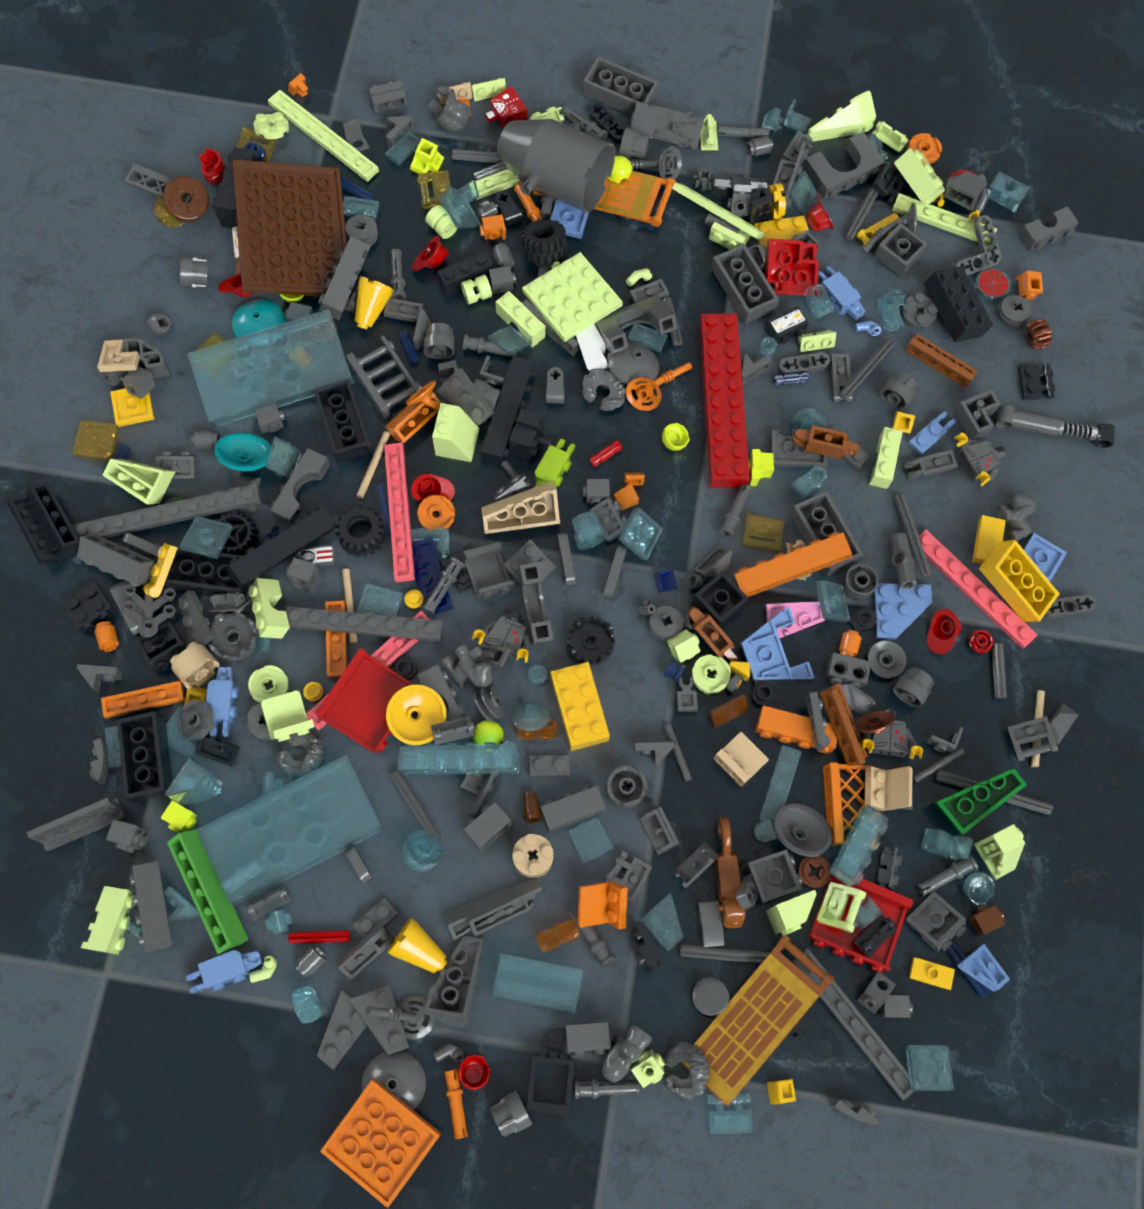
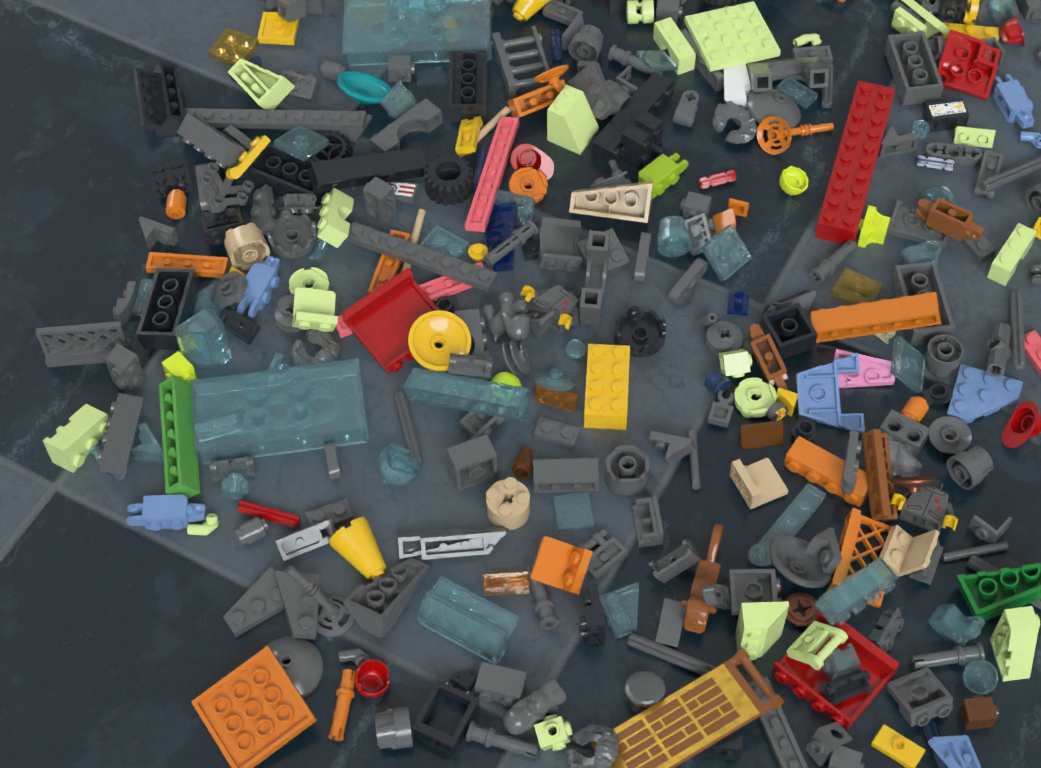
camera: 25 degrees right, 15 degrees down
(306, 1004) = (232, 564): clear light blue gear -> none
(313, 691) = (348, 300): yellow plate -> none
(362, 476) = (468, 135): none -> yellow plate
(820, 302) = (987, 105): clear light blue piece -> none
(822, 810) = (826, 547): none -> dark grey slope

